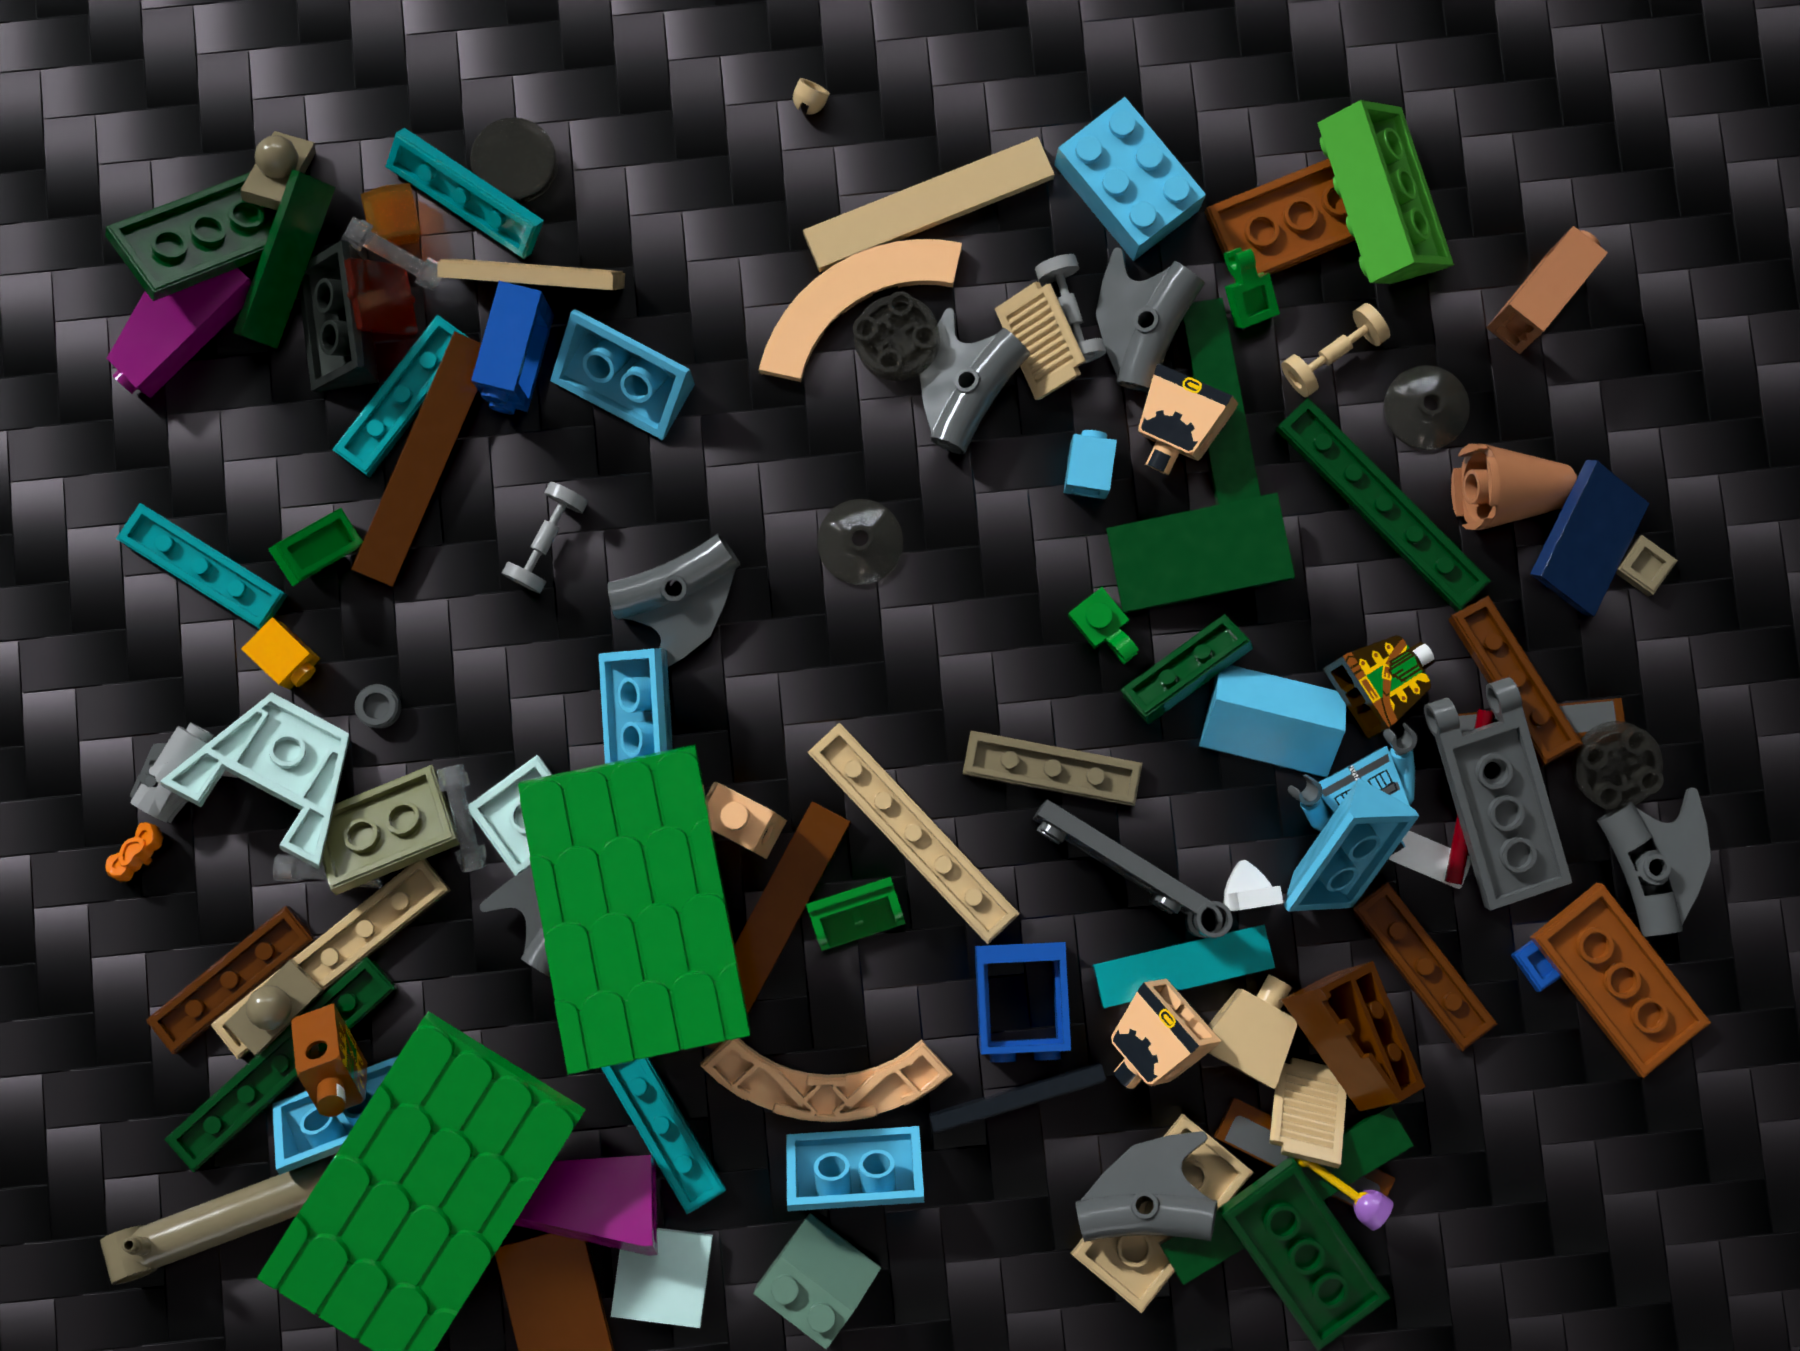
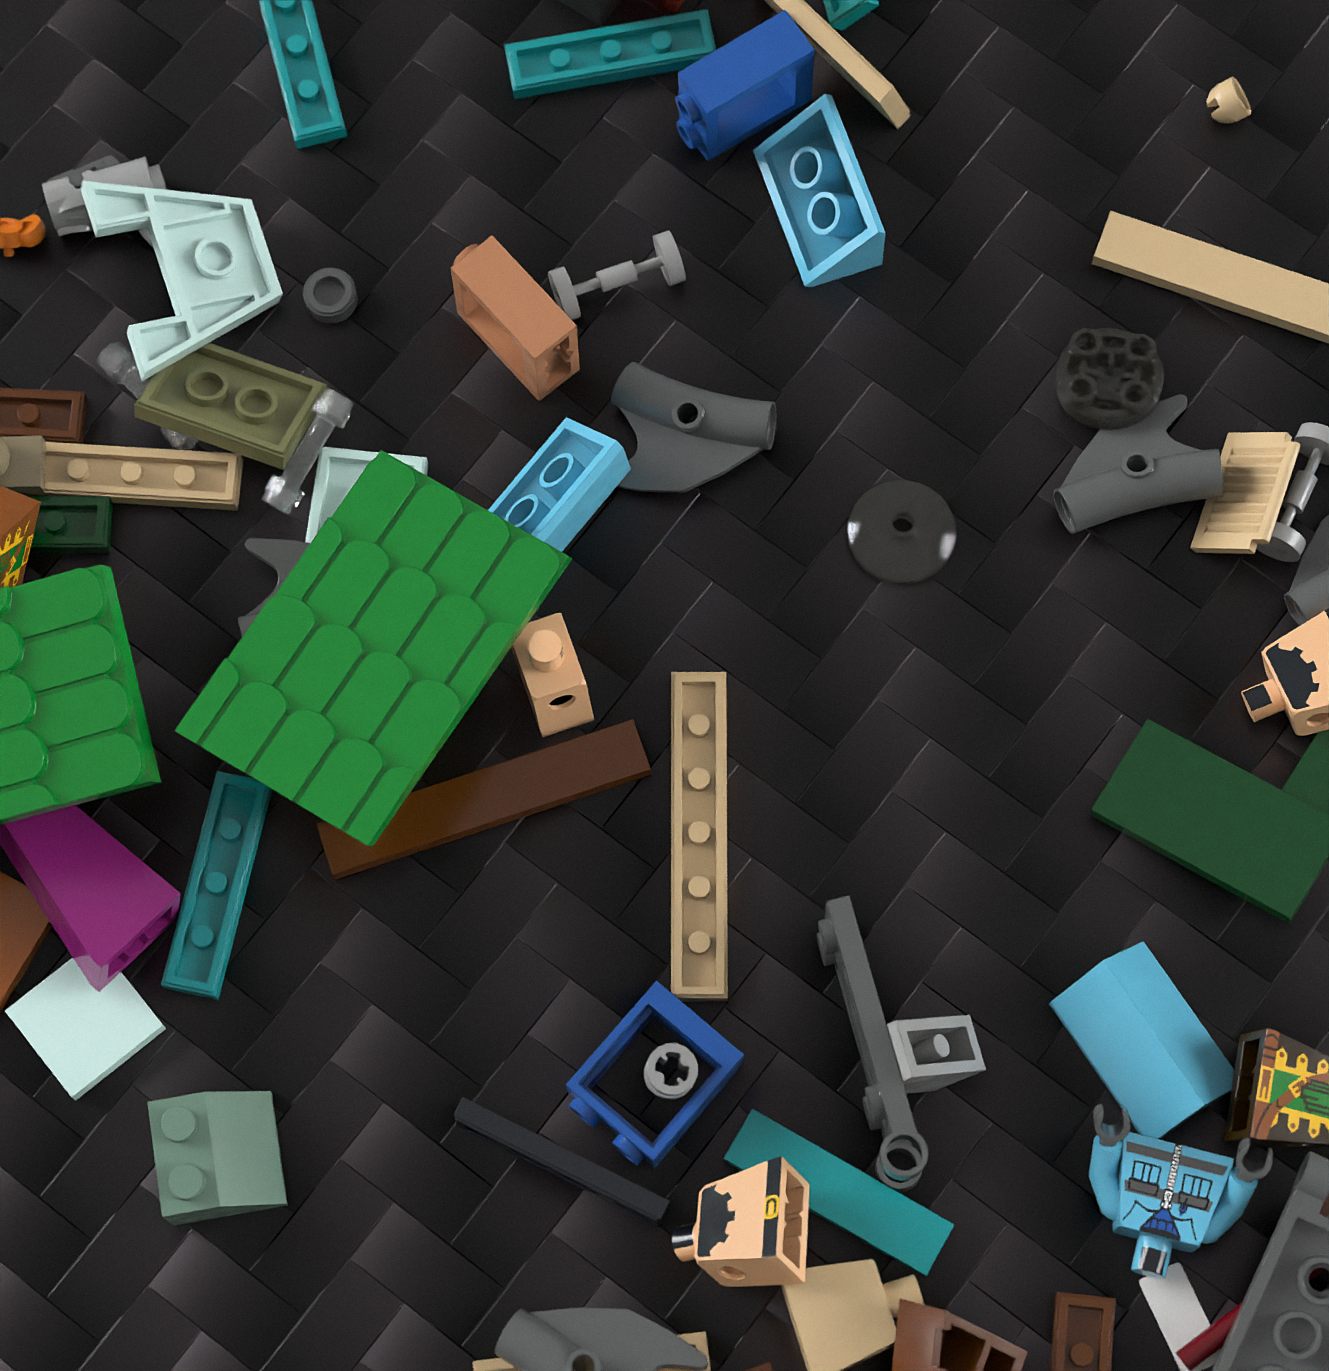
camera: 50 degrees right, 10 degrees down
(281, 654) = (291, 176): light orange brick -> none
(316, 546) = (409, 109): green tile -> none
(420, 463) = (562, 122): reddish brown tile -> none
(510, 622) = (515, 317): none -> nougat window
(821, 1095) = (385, 994): light nougat tile -> none
(846, 286) = (1108, 296): light nougat tile -> none
(854, 1168) = (350, 1085): medium azure slope -> none
(855, 913) = (575, 855): green hinge -> none
(1033, 1005) = (686, 1062): none -> light grey bush
(1052, 768) = (887, 895): dark tan tile -> none
(1090, 464) = (1185, 646): medium azure brick -> none
(1101, 622) = (1063, 803): green plate -> none
(1170, 839) = (935, 1051): none -> light grey slope
(1186, 669) = (1104, 916): dark green tile -> none
(1249, 889) = (970, 1179): white tile -> none
(1349, 850) = (1102, 1221): medium azure slope -> none

